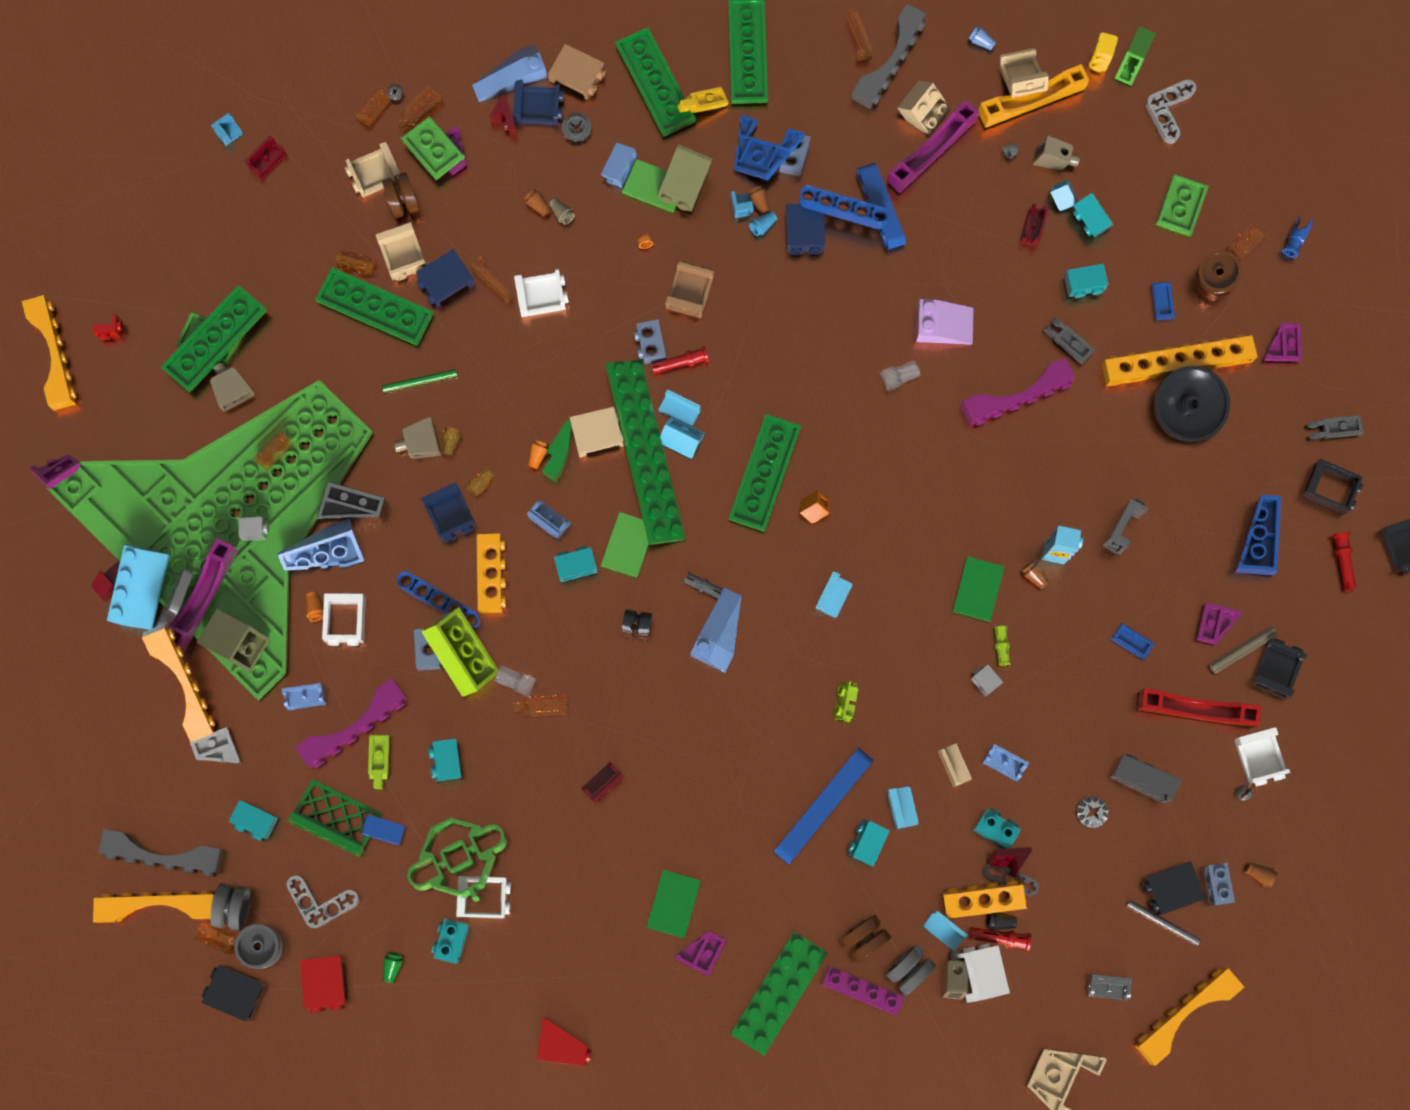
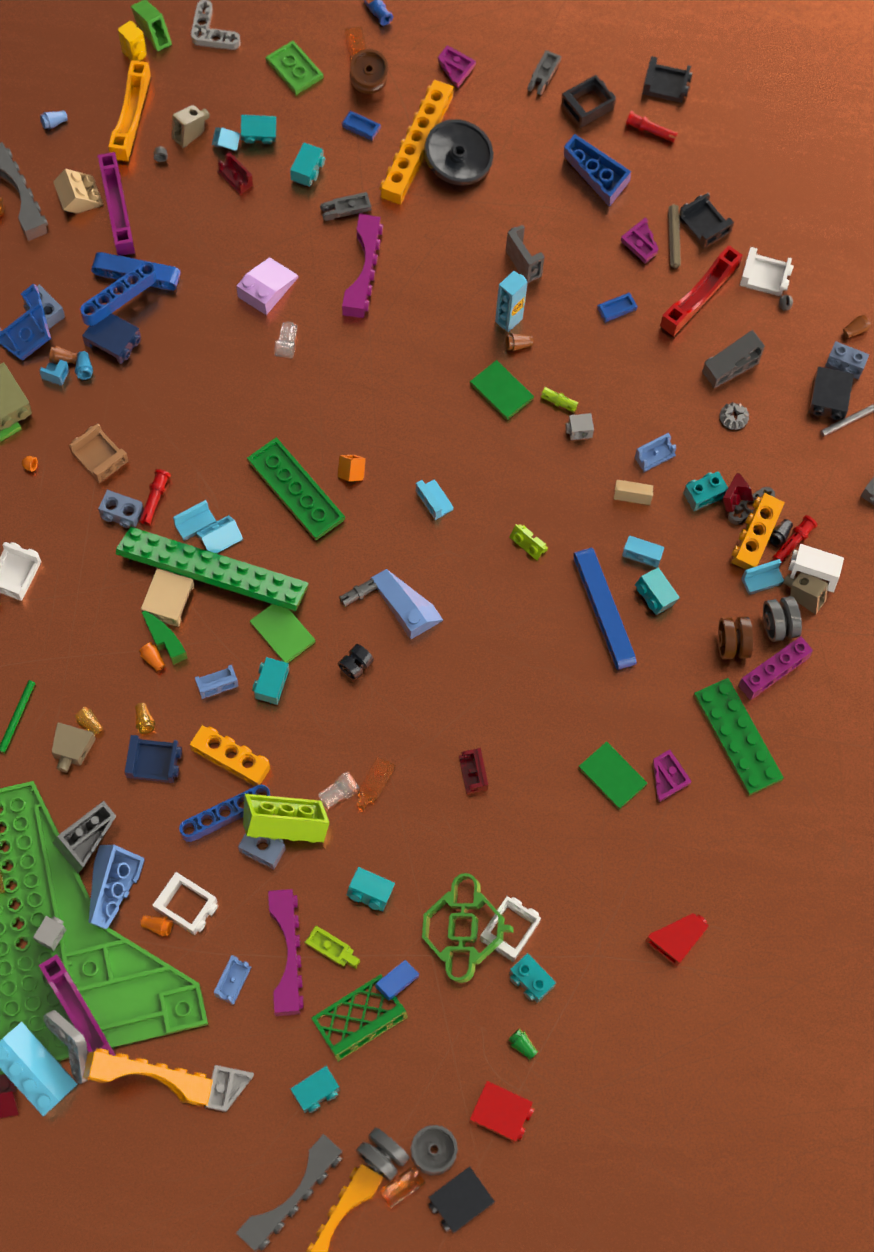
camera: 60 degrees left, 10 degrees down
(233, 640) = (140, 1009): olive slope -> none
(314, 908) = (428, 1083): light grey beam -> none
(1023, 73) = (105, 106): tan panel -> none

